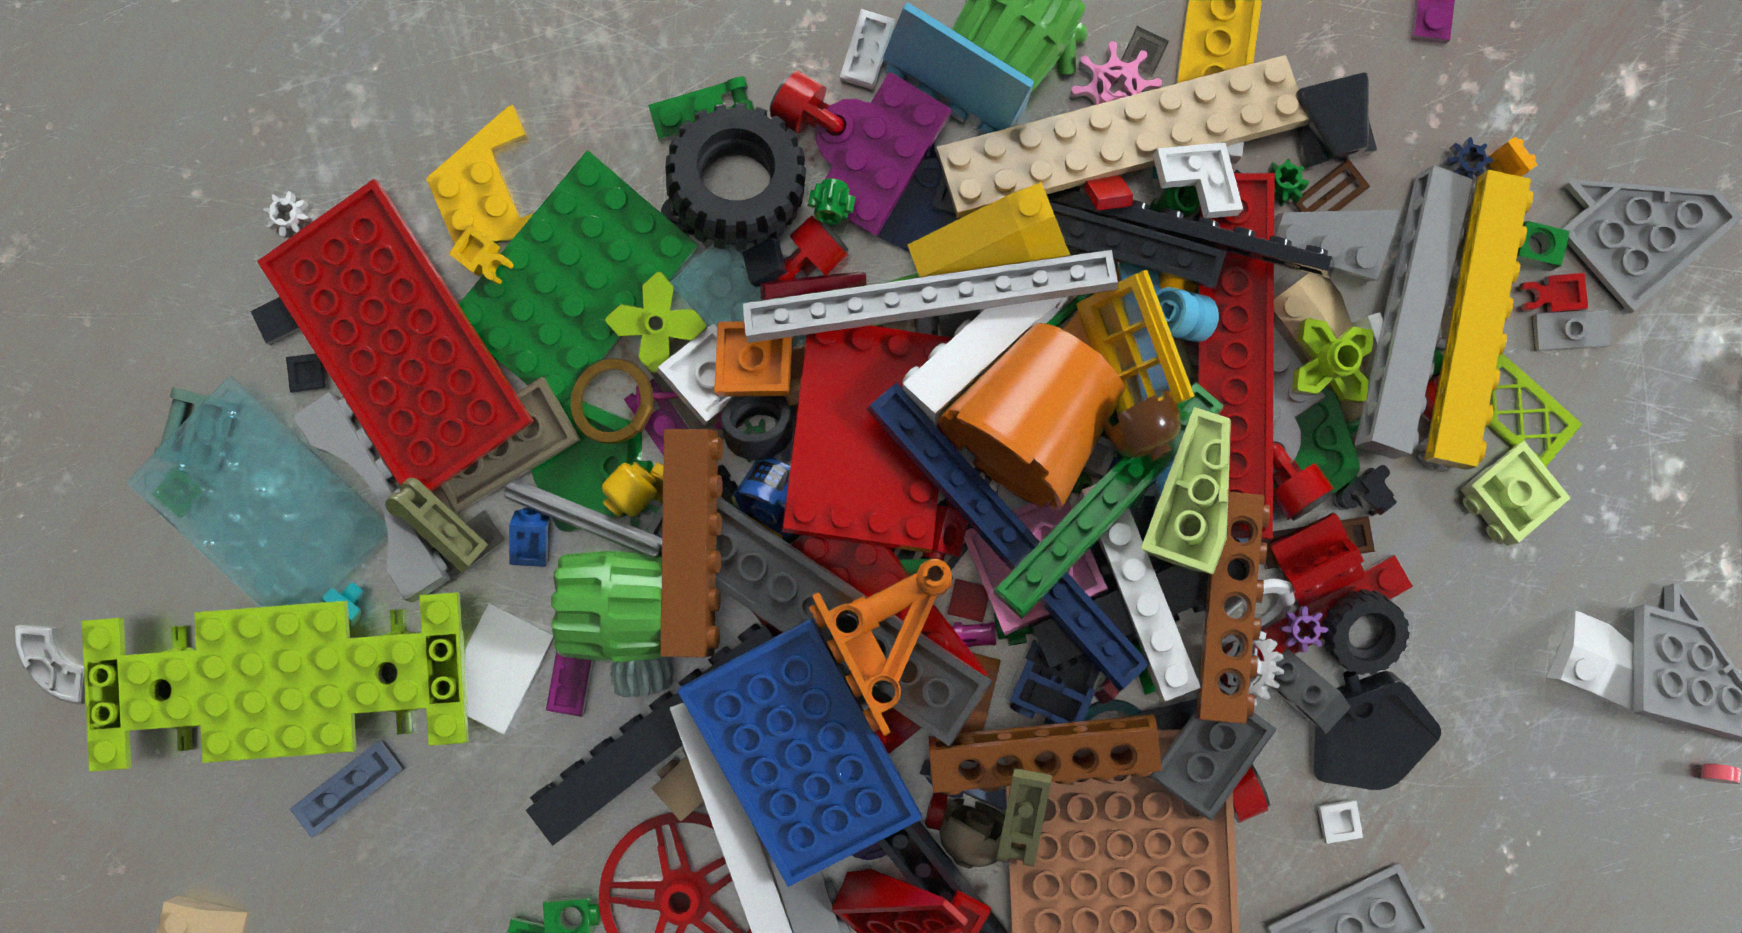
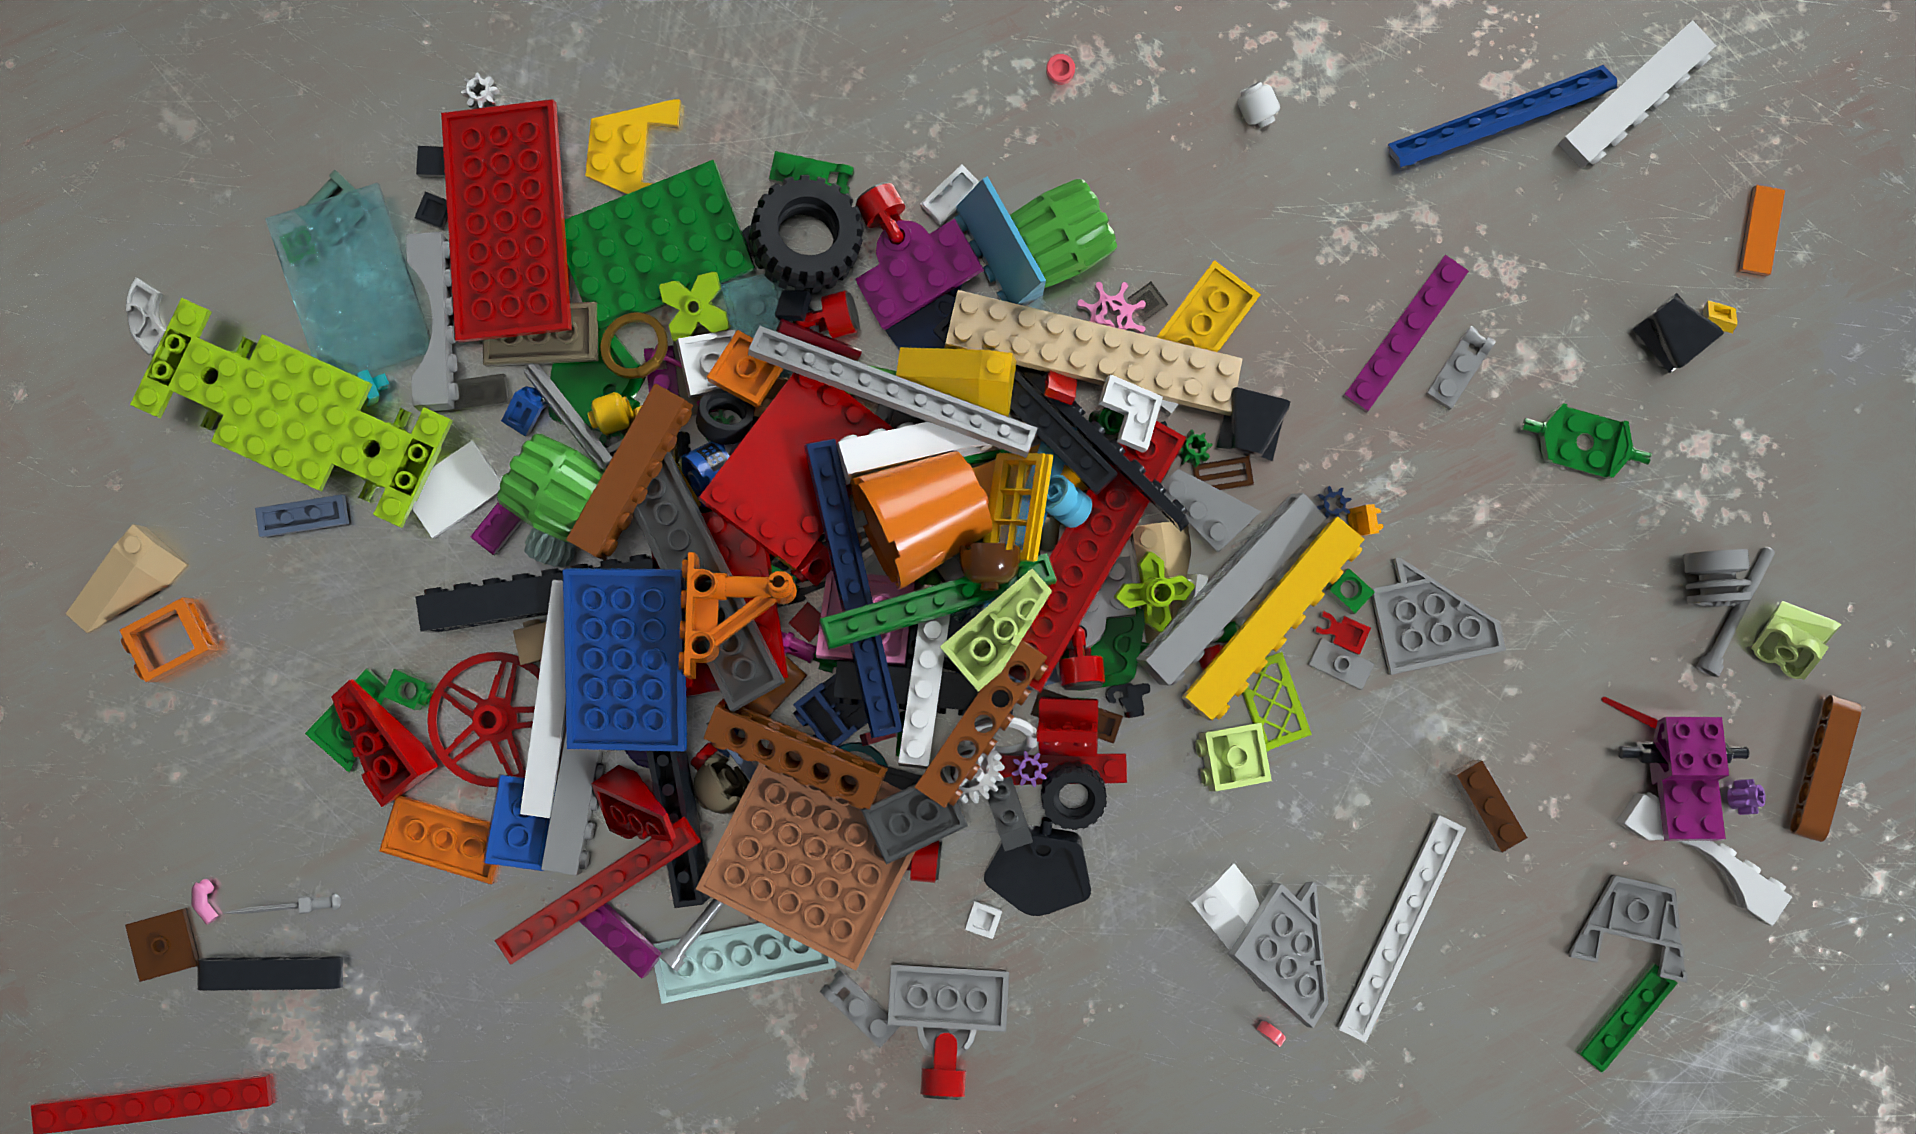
camera: 30 degrees right, 0 degrees up
(436, 523) = (464, 364): olive plate -> none
(479, 254) = (597, 192): yellow plate -> none
(831, 201) = (862, 288): green gear -> none
(1024, 816) = (756, 789): olive plate -> none
(1067, 61) = (1089, 276): bright green arm -> none

